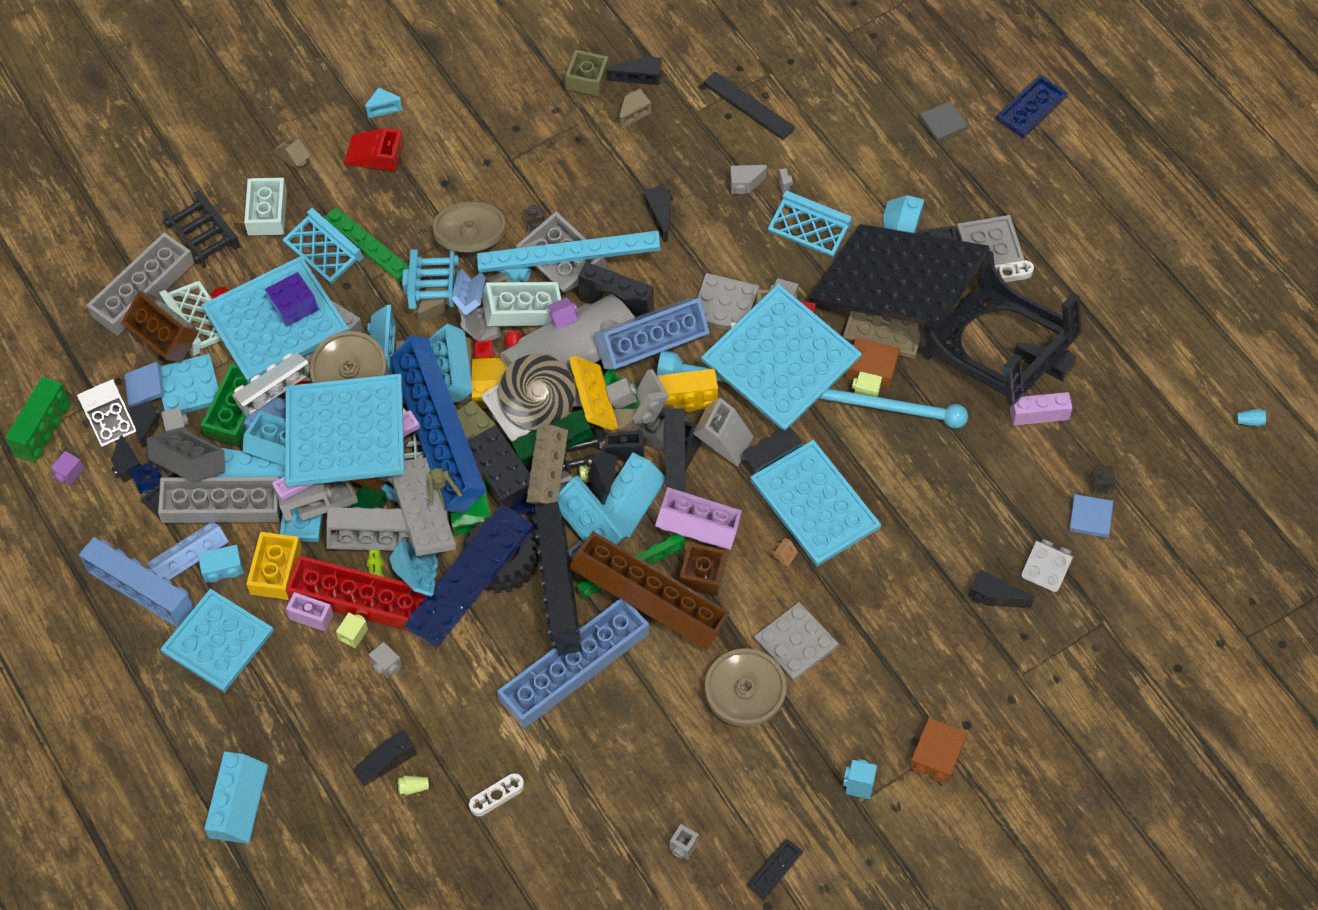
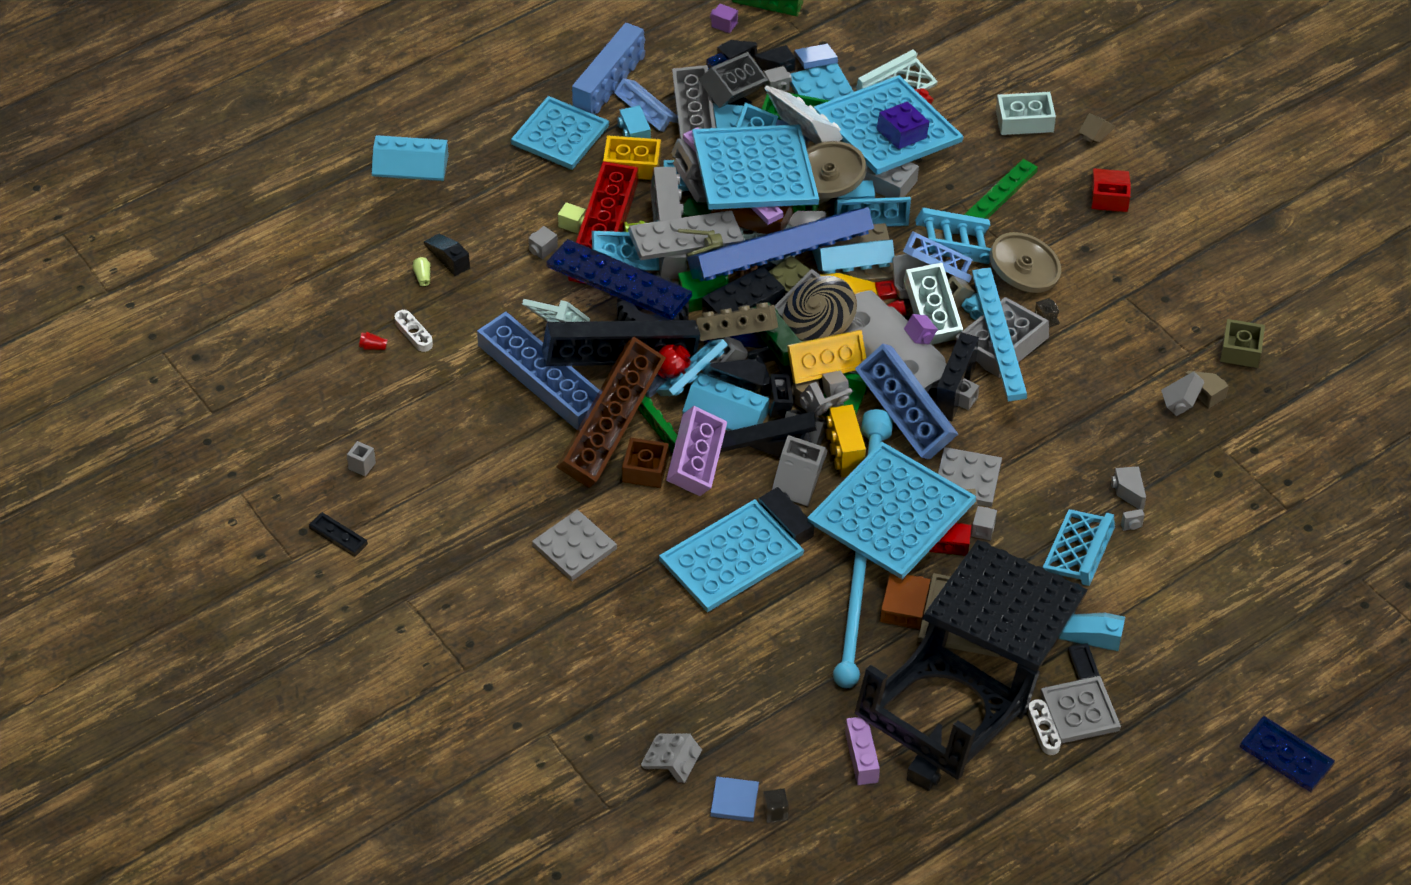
camera: 85 degrees right, 10 degrees down
(106, 412) = (787, 30): slope -> none
(150, 273) = (927, 38): light grey brick -> none
(160, 326) = (872, 52): reddish brown brick -> none
(209, 214) = (997, 87): black fence -> none
(309, 611) = (585, 184): lavender brick -> none
(335, 238) = (998, 169): medium azure fence -> none
(383, 103) = (1170, 187): medium azure slope -> none
(512, 837) = (372, 342): none -> red cone
(516, 634) = (551, 313): none -> light aqua fence
(577, 531) = (676, 361): none -> red plant
(641, 71) = (1259, 390): black slope -> none
(646, 124) = (1182, 393): none -> light grey slope
(659, 205) = (1074, 416): black slope -> none
(745, 687) = (518, 499): dark tan dish -> none
(749, 105) = (1233, 489): black tile -> none
(785, 552) = (670, 530): medium nougat tile -> none
(860, 778) = (421, 588): medium azure brick -> none
(867, 384) = (874, 596): yellowish green brick -> none
(938, 750) = (455, 656): dark orange brick -> none
(943, 121) = (1248, 668): dark grey tile -> none
(996, 592) = (636, 704): black slope -> none

